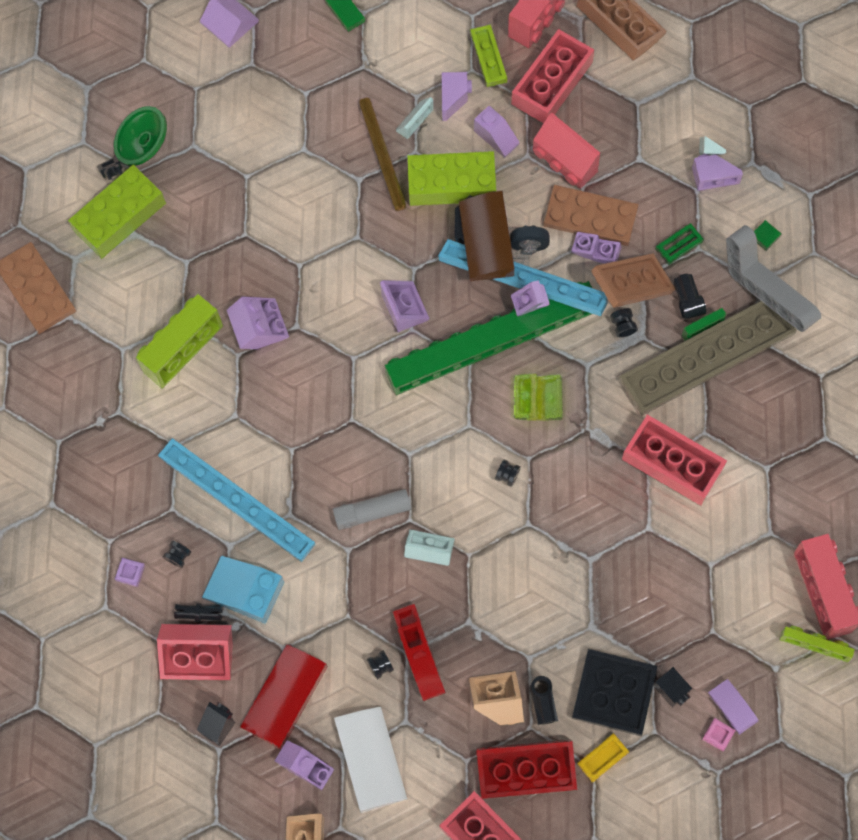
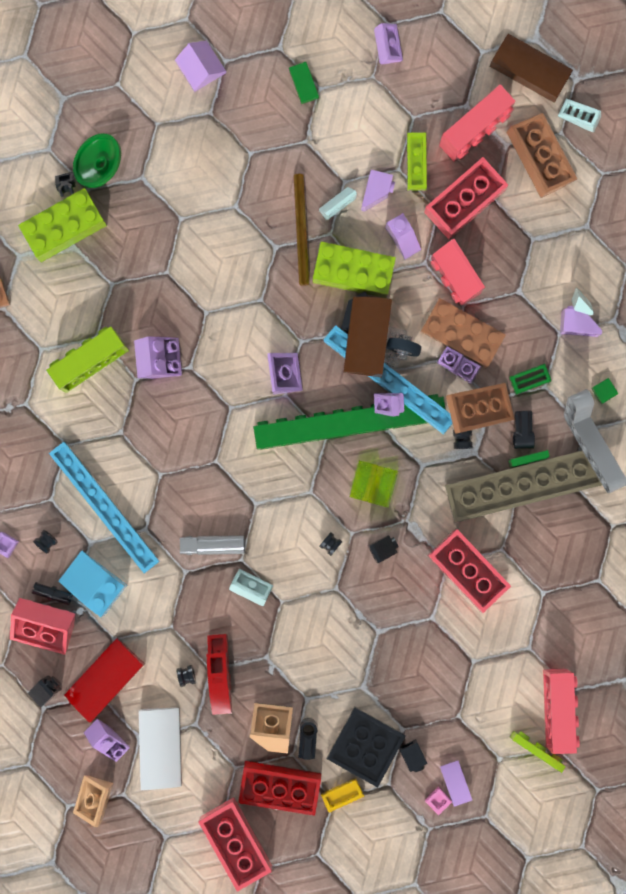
camera: 10 degrees right, 15 degrees up
(568, 462) = (383, 548): none -> black slope

